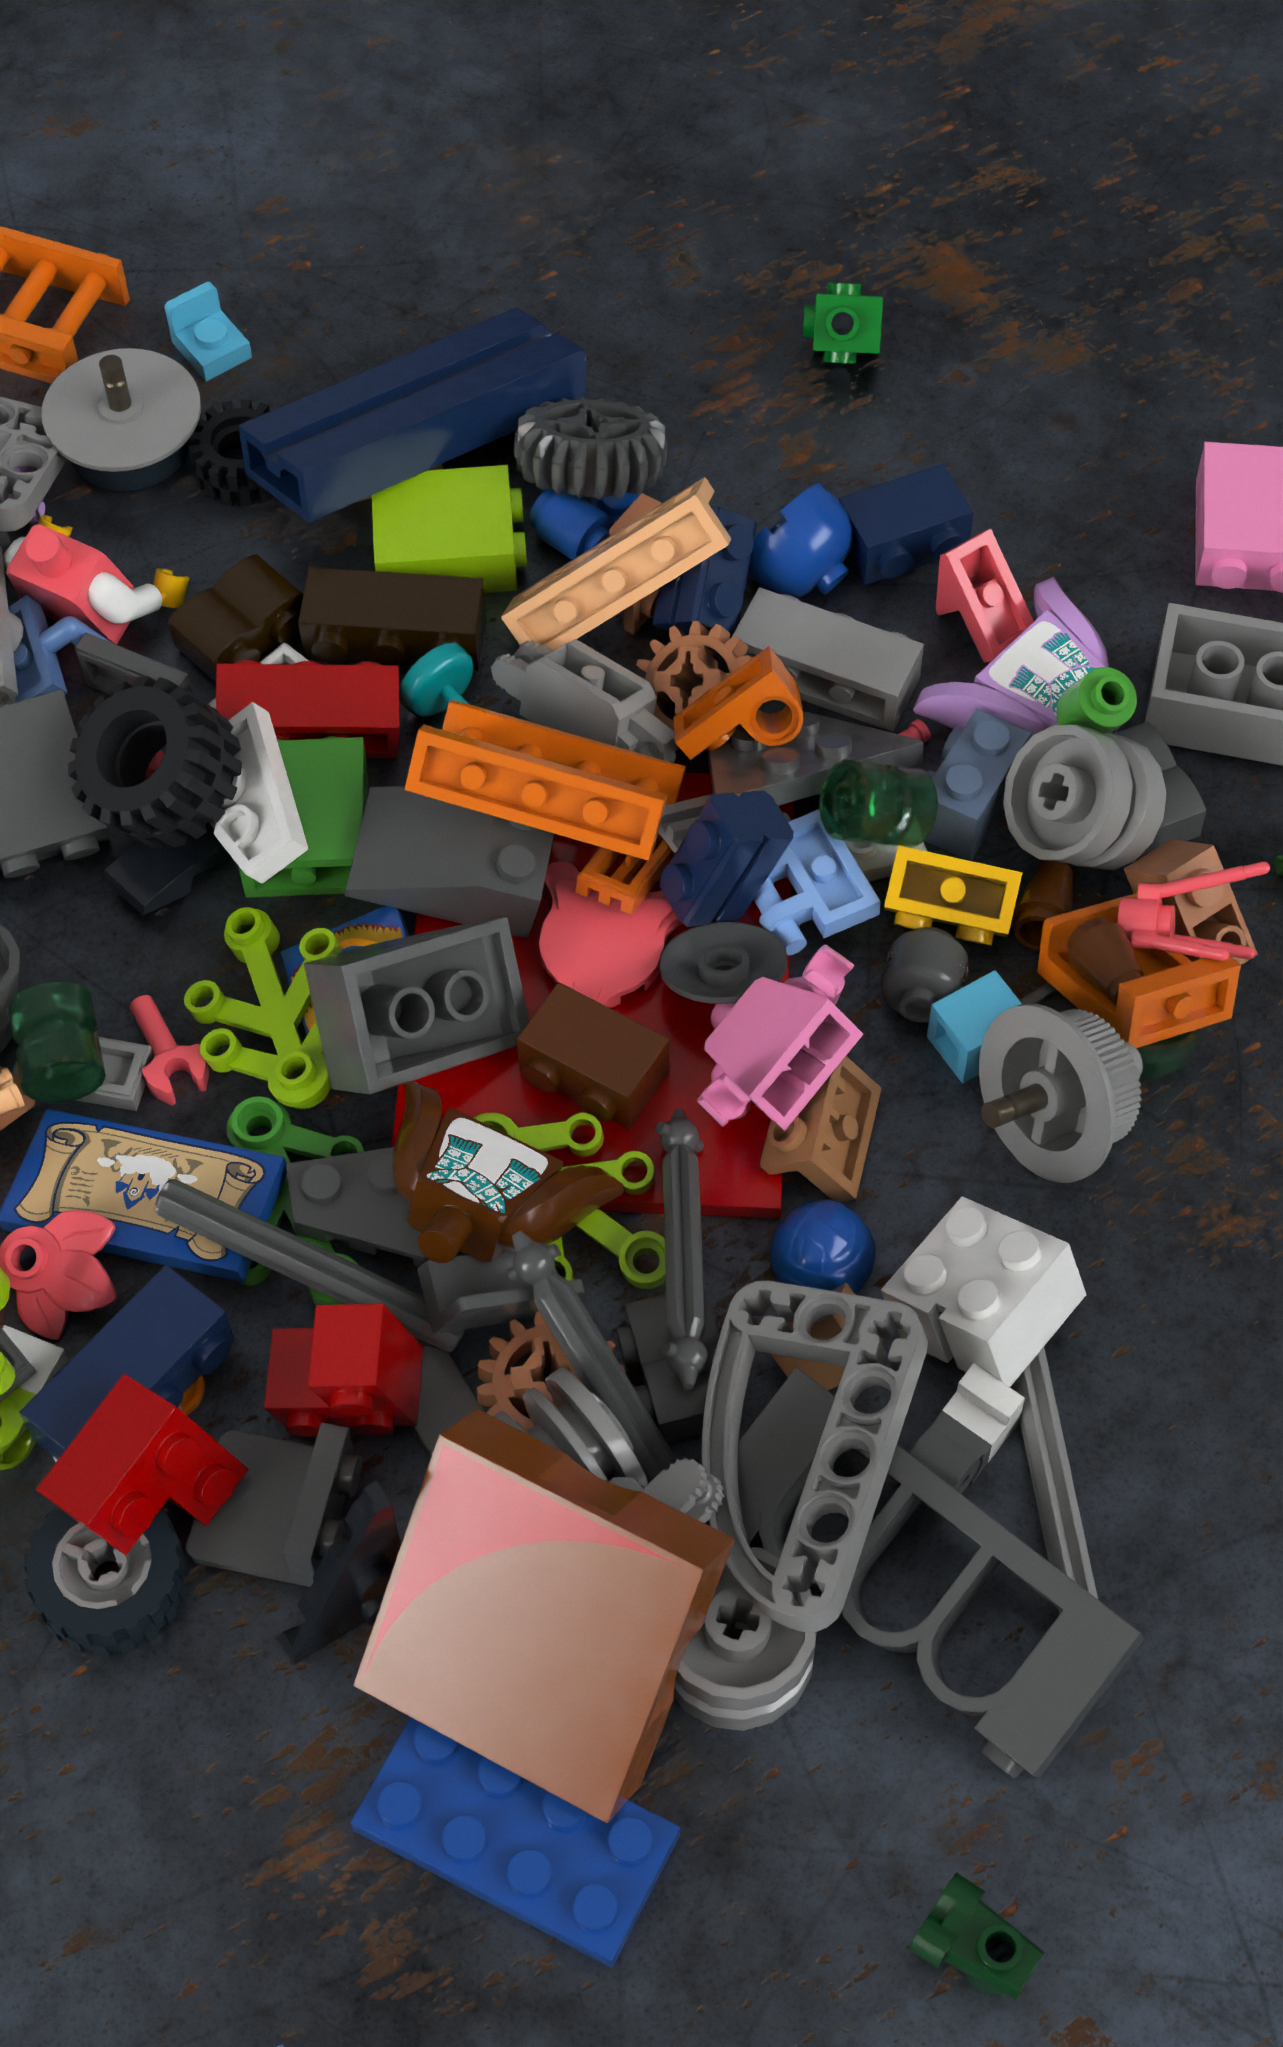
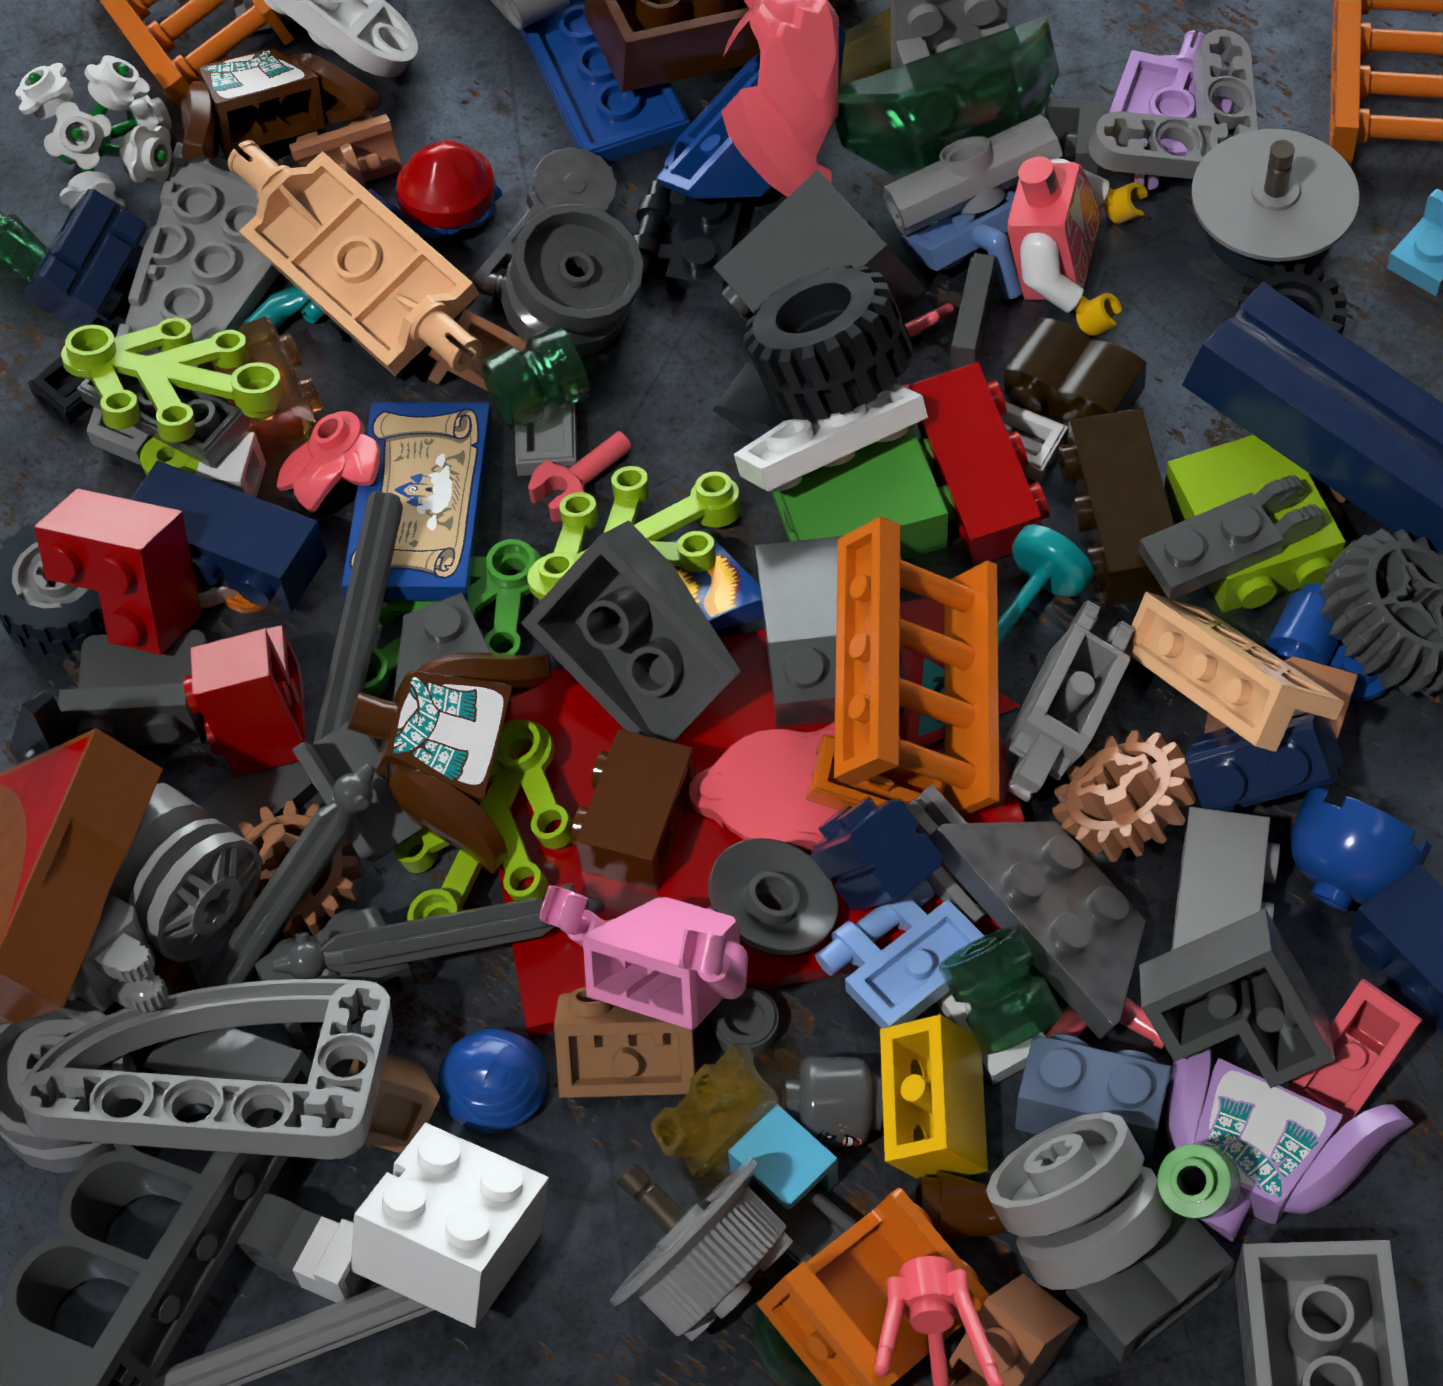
camera: 80 degrees right, 0 degrees up
(480, 540) = (1228, 538): none -> dark grey hinge
(736, 701) = (1086, 837): orange plate -> none
(919, 1056) = (716, 1112): none -> clear yellow hips
(939, 629) = (1241, 985): none -> dark grey brick
(1103, 955) = (862, 1257): reddish brown cone -> none

